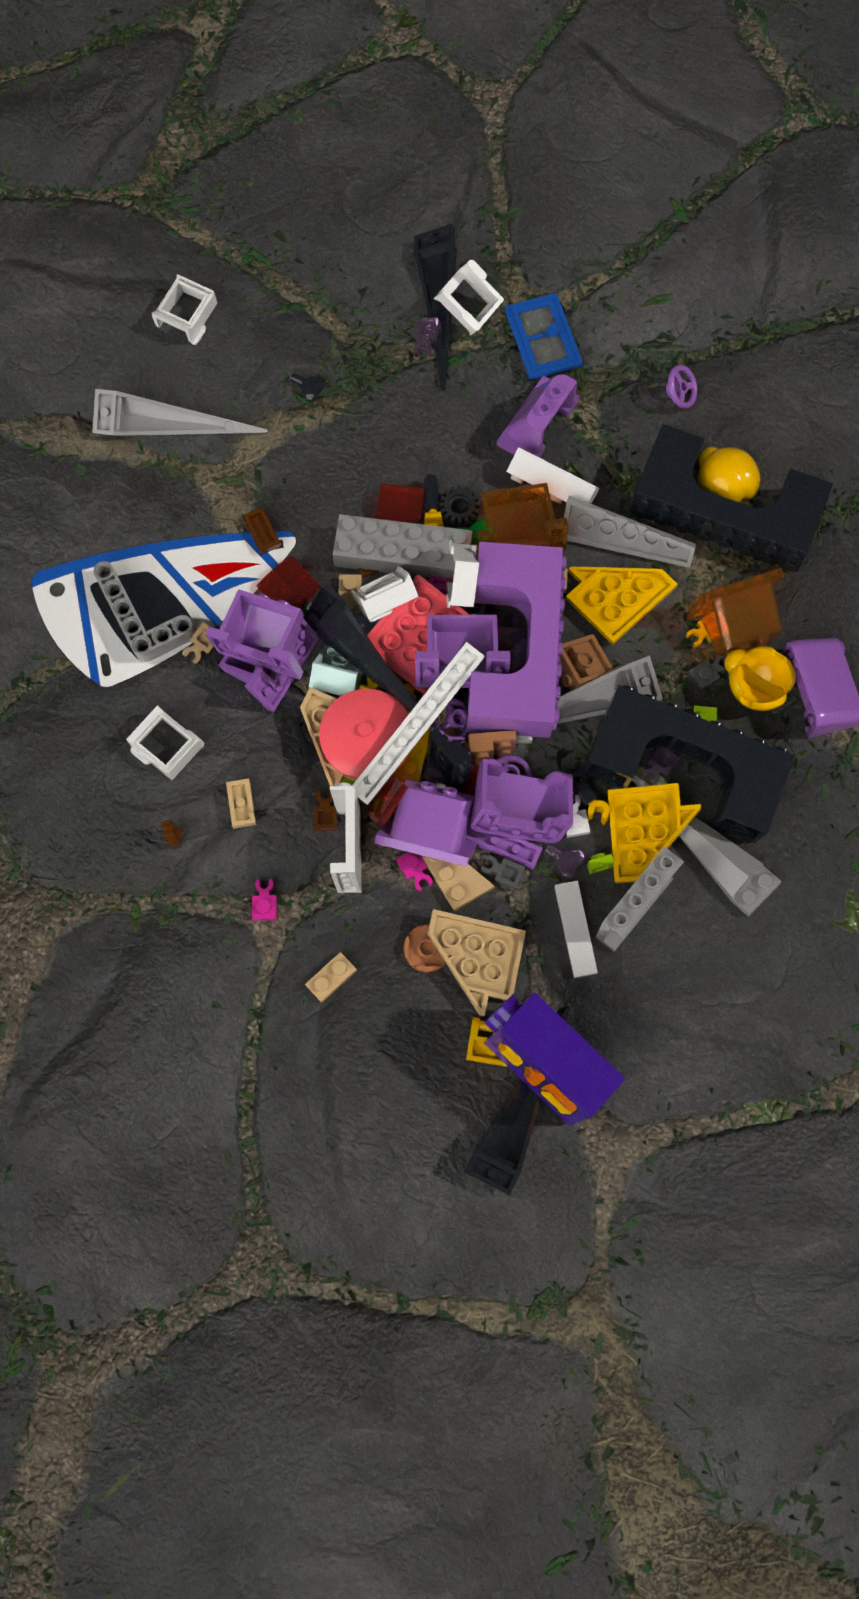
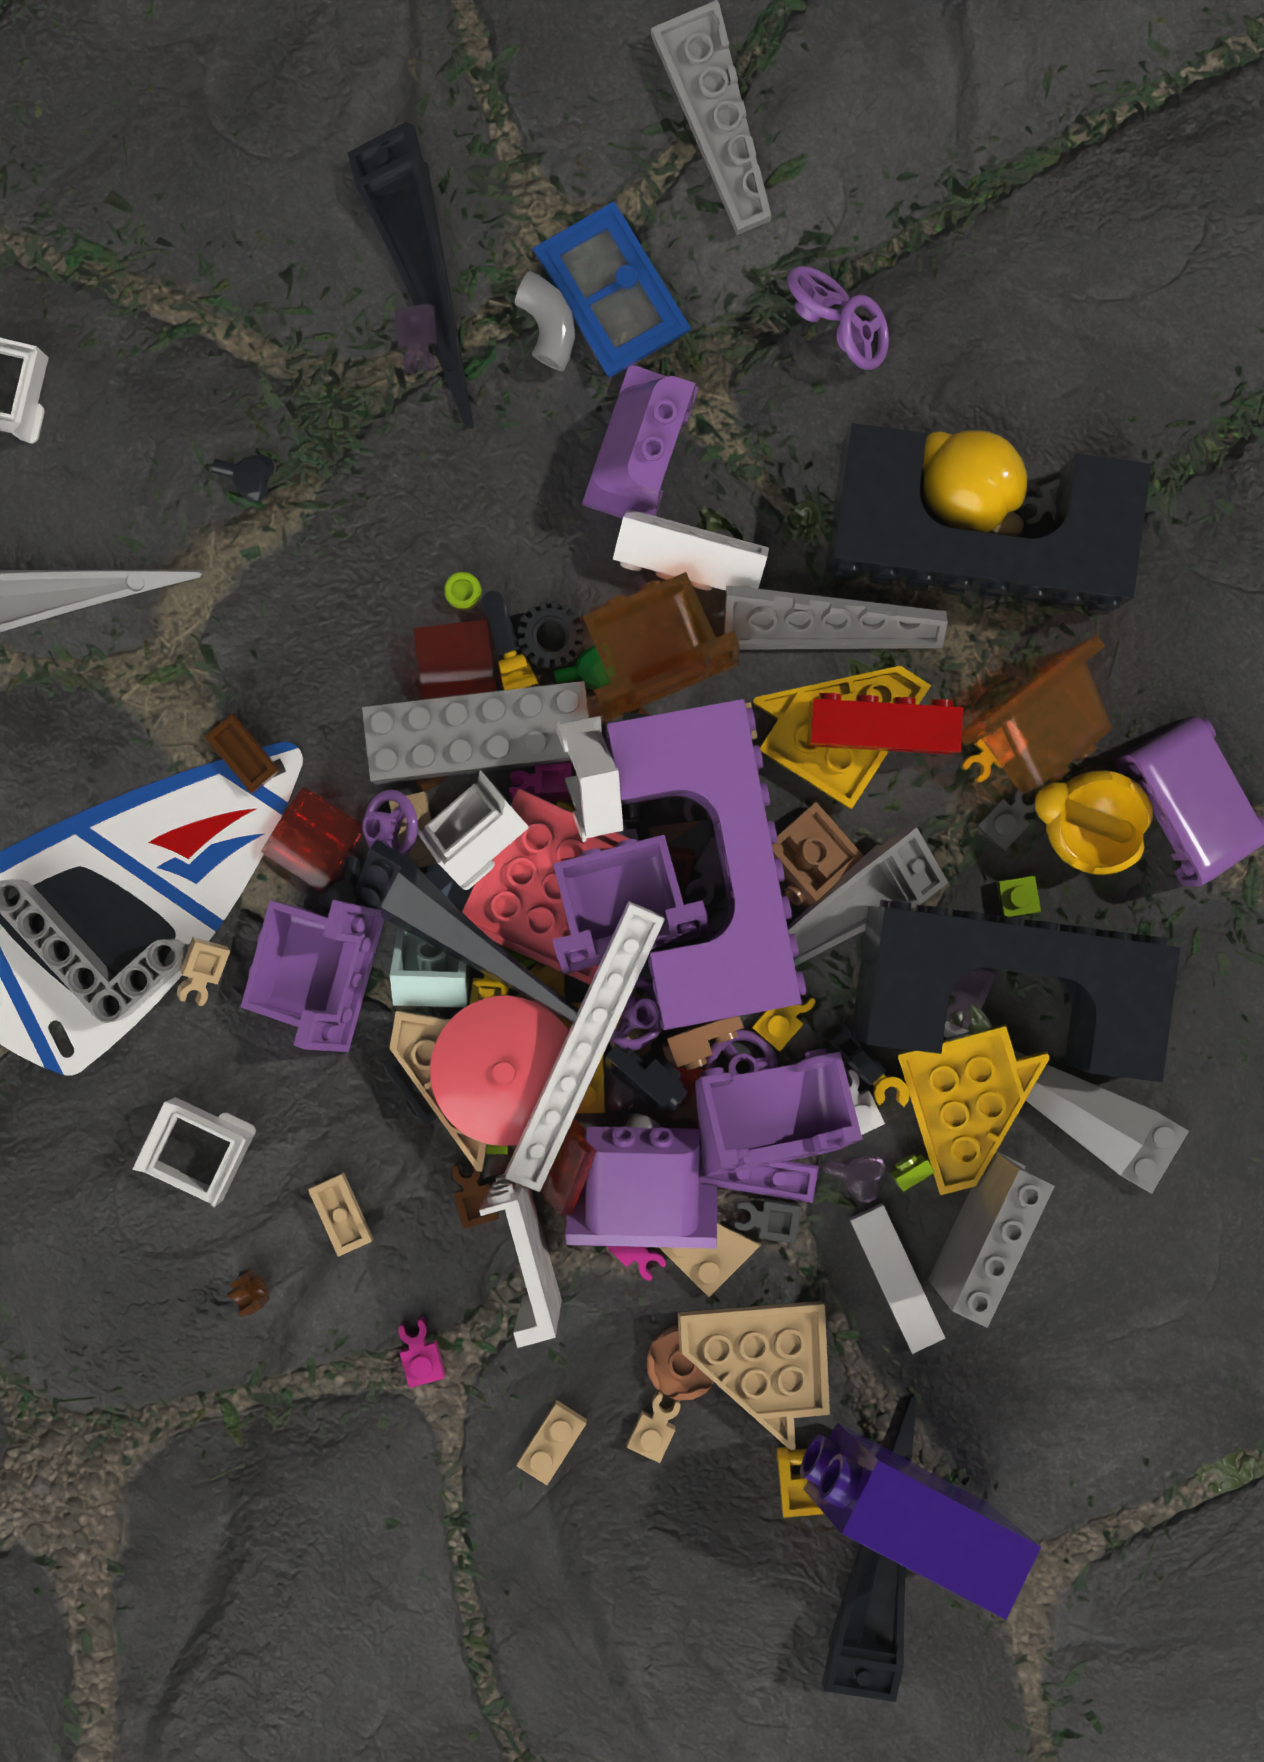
camera: 25 degrees left, 15 degrees up
(260, 633) = (294, 955): medium lavender windscreen -> none
(337, 582) = (386, 826): none -> medium lavender piece
(396, 987) = (653, 1431): none -> tan plate
(414, 473) = (463, 591): none -> lime tile
(475, 277) = (478, 217): white piece -> none
(505, 343) = (553, 320): none -> light grey cylinder
(541, 757) = (781, 1024): none -> yellow plate
(623, 247) = (706, 84): none -> light grey wing
(644, 596) = (885, 726): none -> red brick
(658, 361) = (814, 299): none -> medium lavender piece

